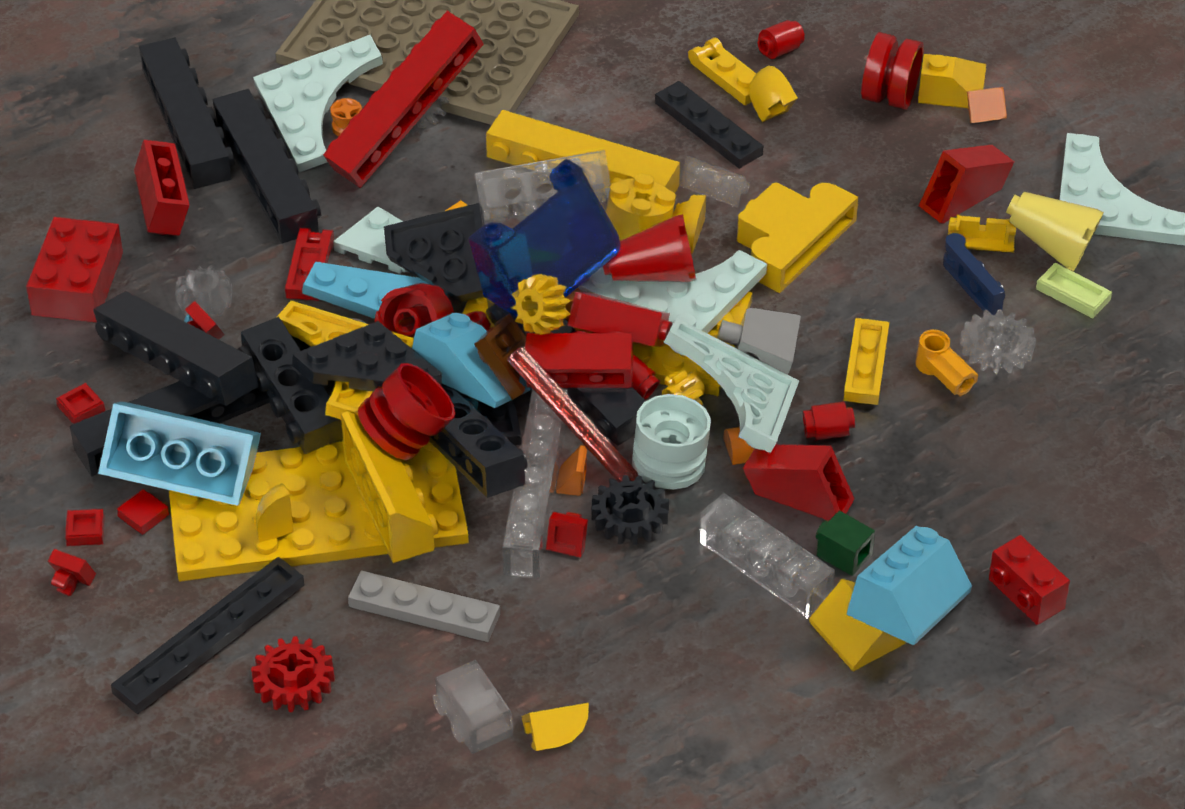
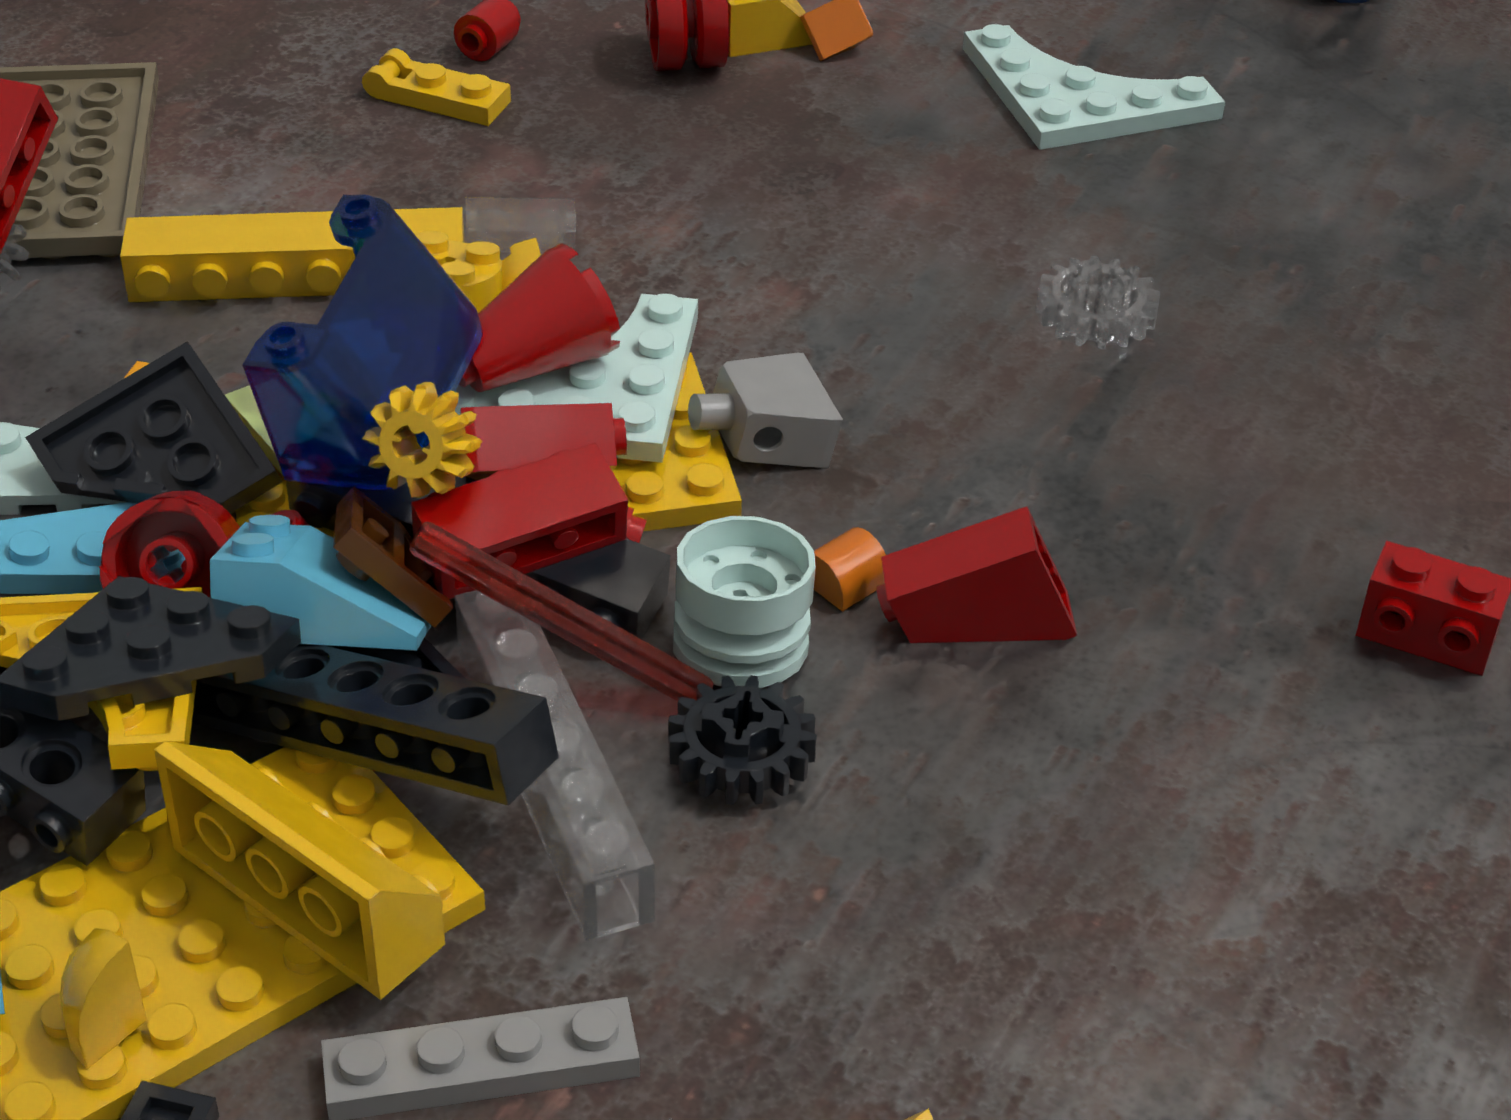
camera: 30 degrees left, 5 degrees down
(406, 411) = (273, 715): red wheel -> none
(527, 178) = (234, 294): clear brick -> none
(567, 533) = (668, 817): red tile -> none
(573, 473) = (606, 710): orange slope -> none
(684, 384) = (689, 511): yellow gear -> none
(709, 124) = (455, 159): black plate -> none
(755, 388) = (796, 472): light aqua plate -> none
(765, 555) = (1020, 725): clear brick -> none
(771, 93) = (527, 90): yellow brick -> none
(794, 229) = (686, 246): yellow brick -> none
(828, 421) = (947, 490): red brick -> none
(845, 542) = (1120, 658): dark green brick -> none
(850, 638) = (1239, 785): yellow slope -> none
(866, 361) = (935, 391): yellow plate -> none
(910, 586) = (1298, 683): medium azure slope -> none
(938, 359) = (1033, 350): light orange piece -> none
(964, 179) = (883, 121): red slope -> none
(972, 275) = (991, 230): dark blue plate -> none
(994, 236) = (937, 182): yellow hinge -> none
(1055, 225) = (1069, 128): light yellow cone -> none
(1074, 290) = (1132, 211): yellowish green tile -> none

